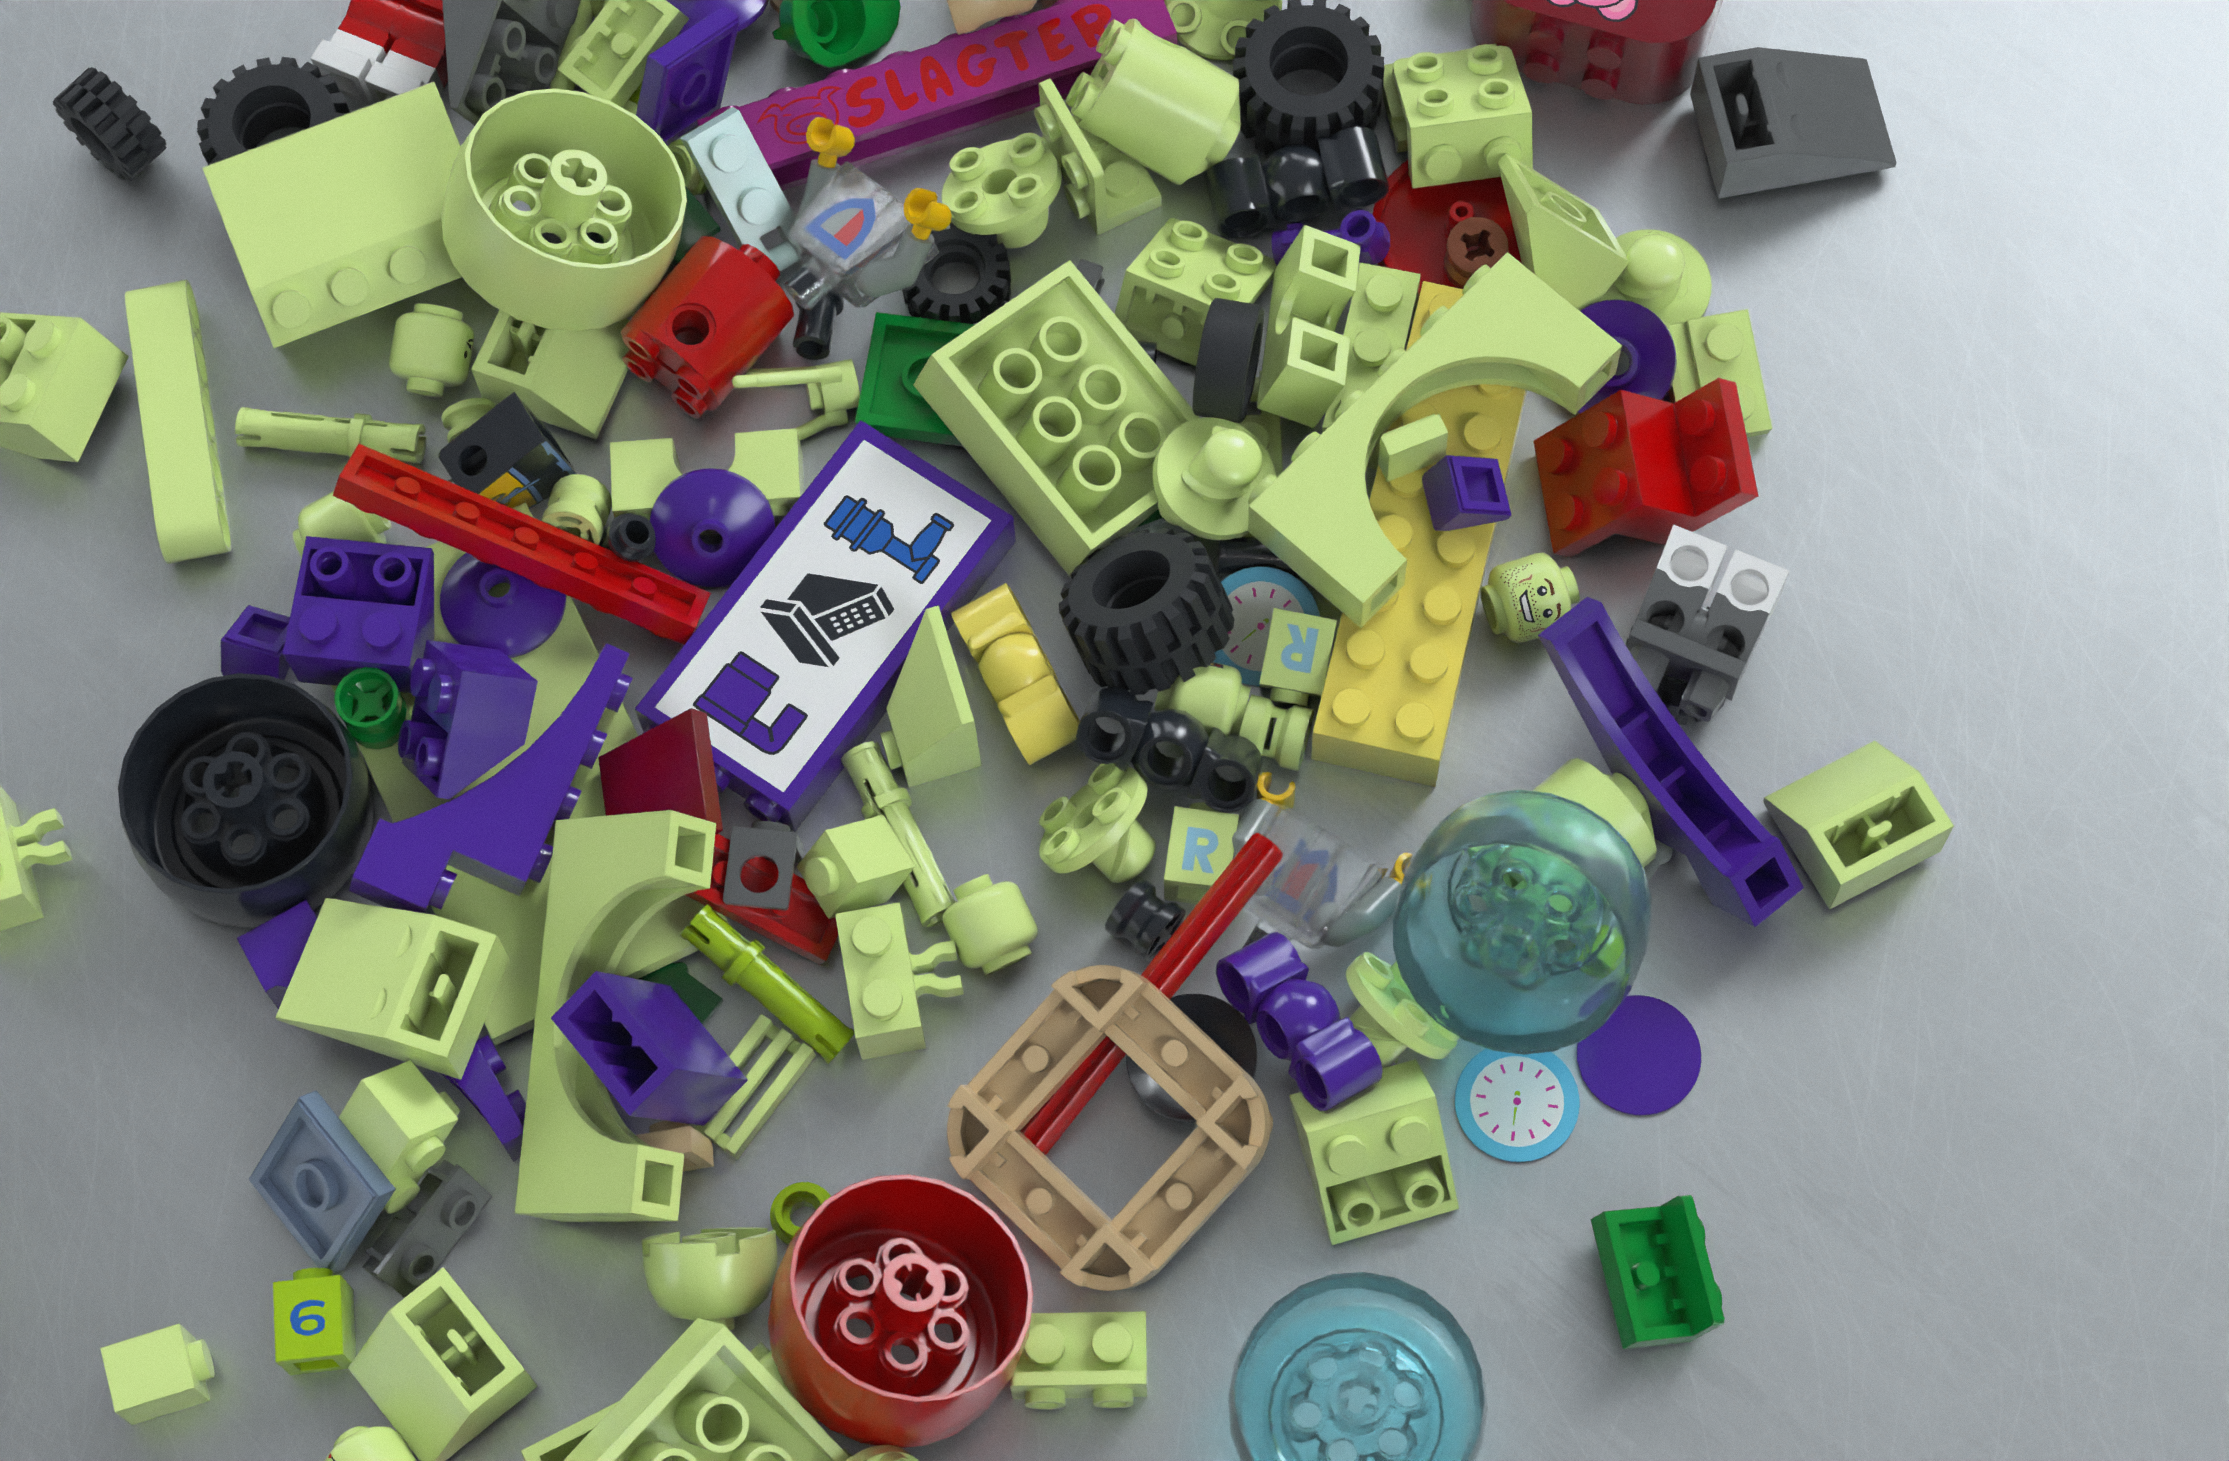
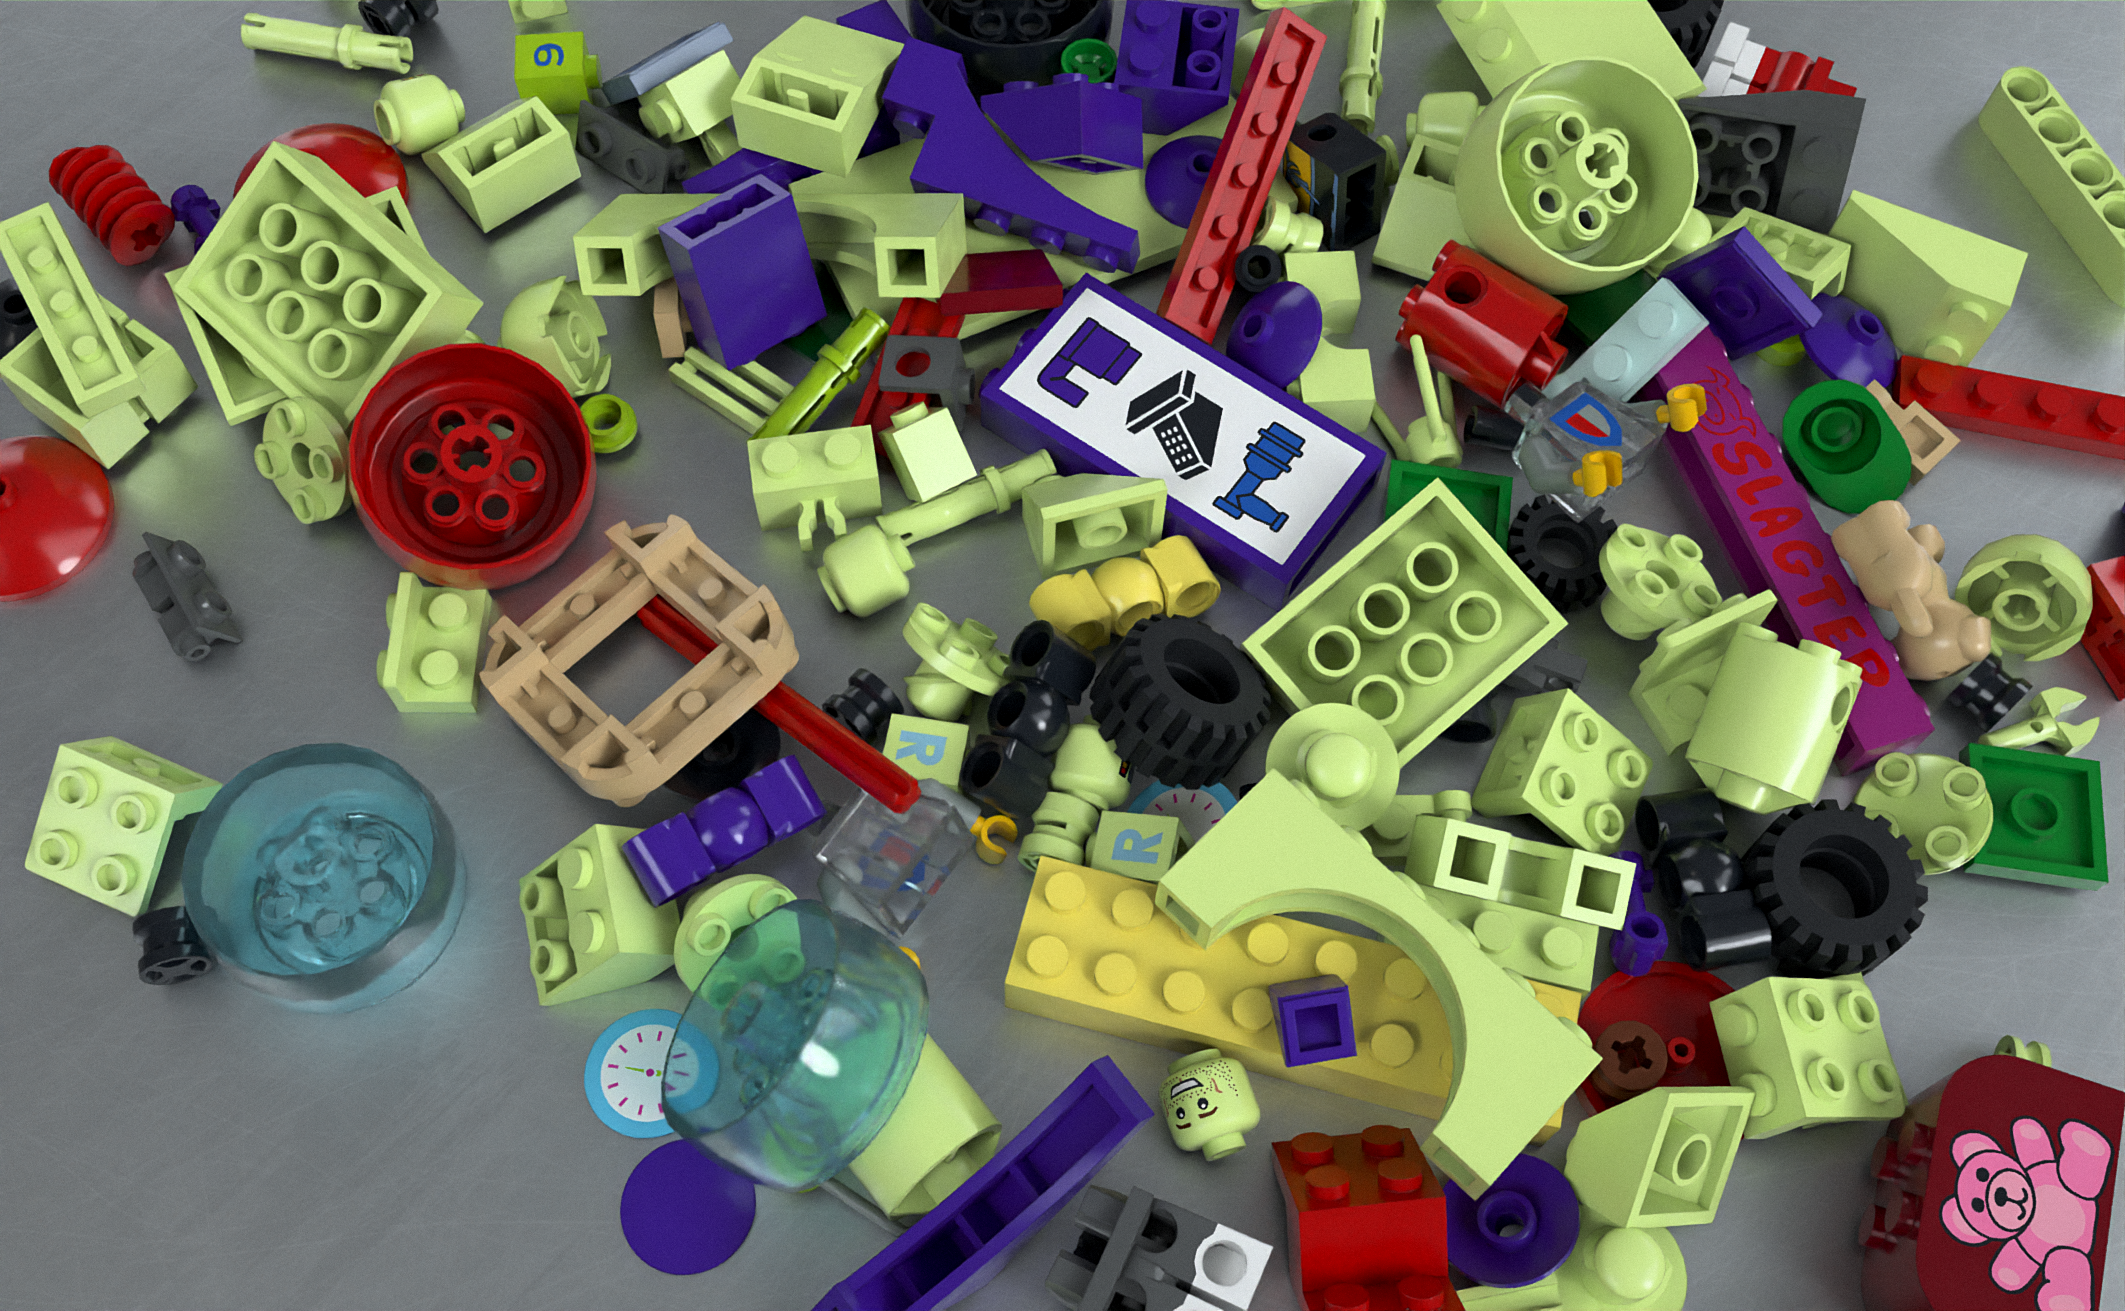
camera: 85 degrees right, 5 degrees down
(1228, 360) = (1464, 776): black tyre -> none
(1412, 447) = (1359, 953): yellowish green tile -> none
(1658, 1273) = (428, 1198): green bracket -> none

